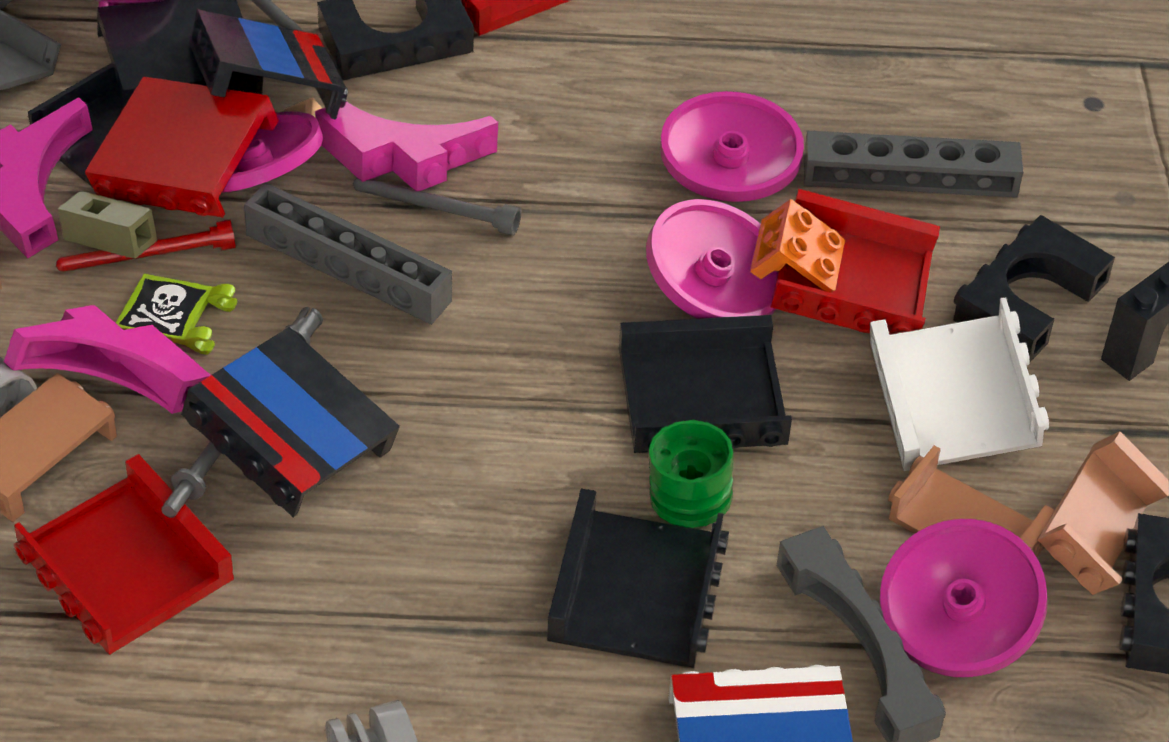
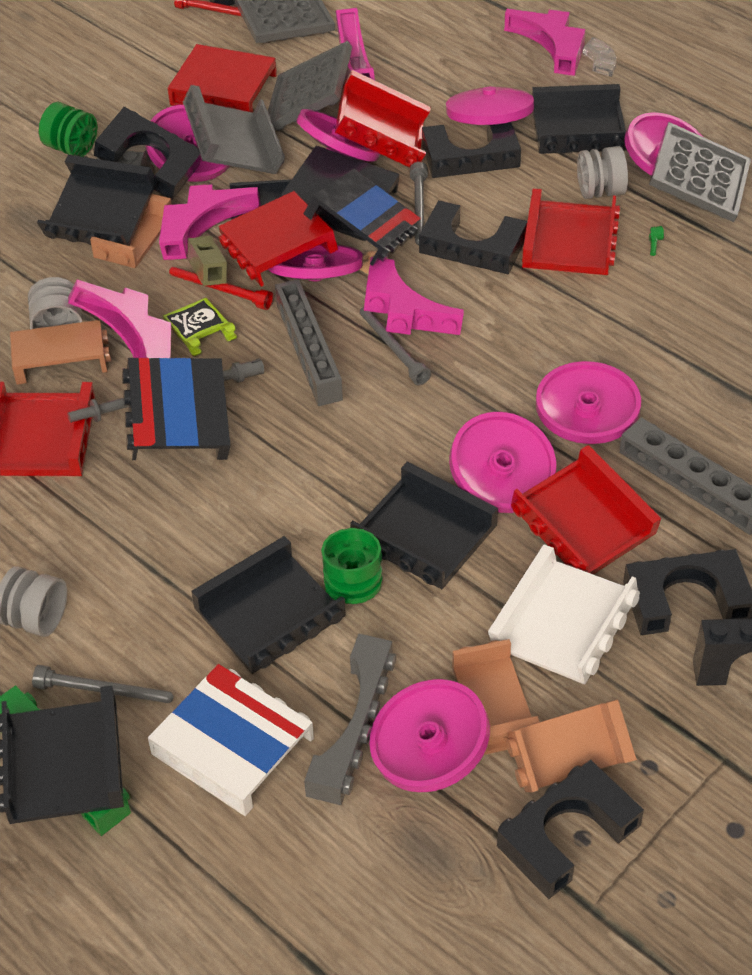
camera: 45 degrees right, 0 degrees up
(801, 241) = (560, 482): orange bracket -> none

